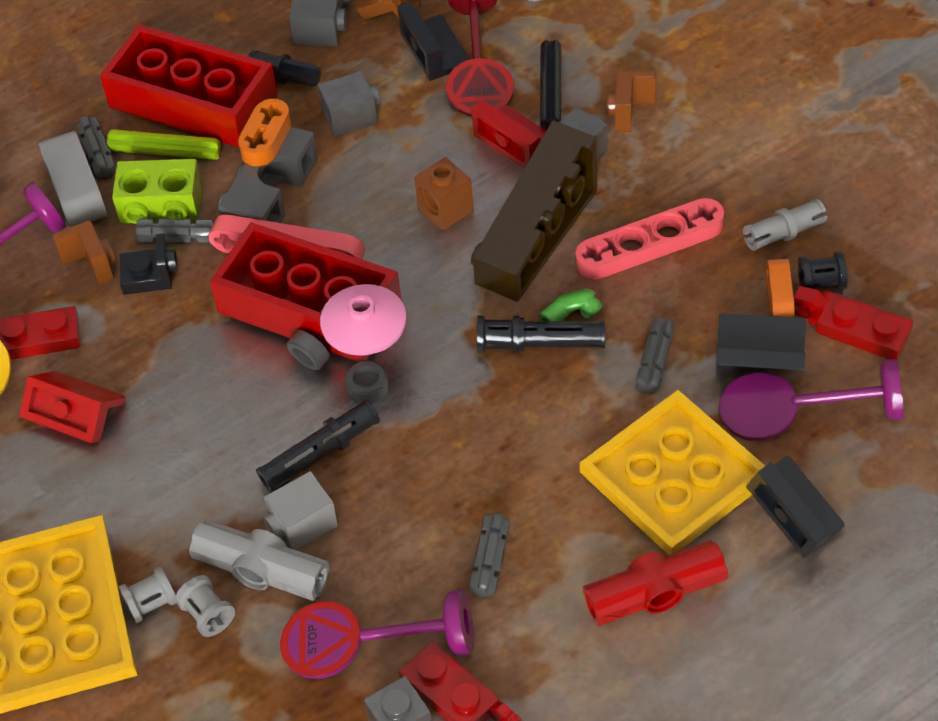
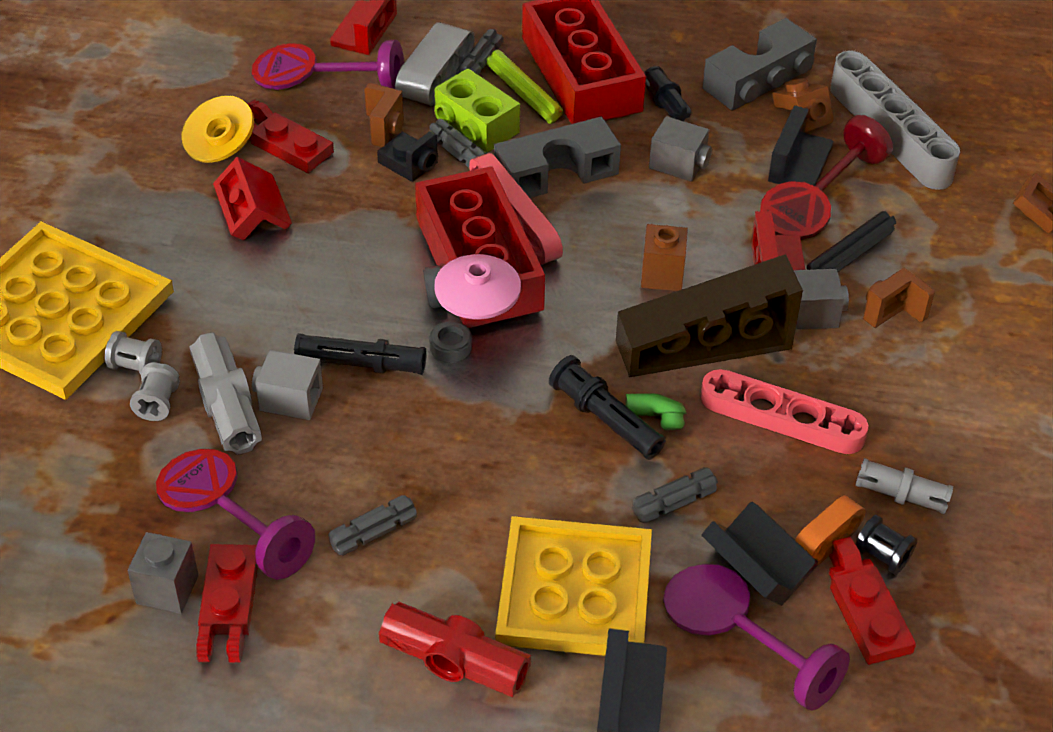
camera: 40 degrees right, 5 degrees down
(257, 130) = (583, 118): orange beam -> none

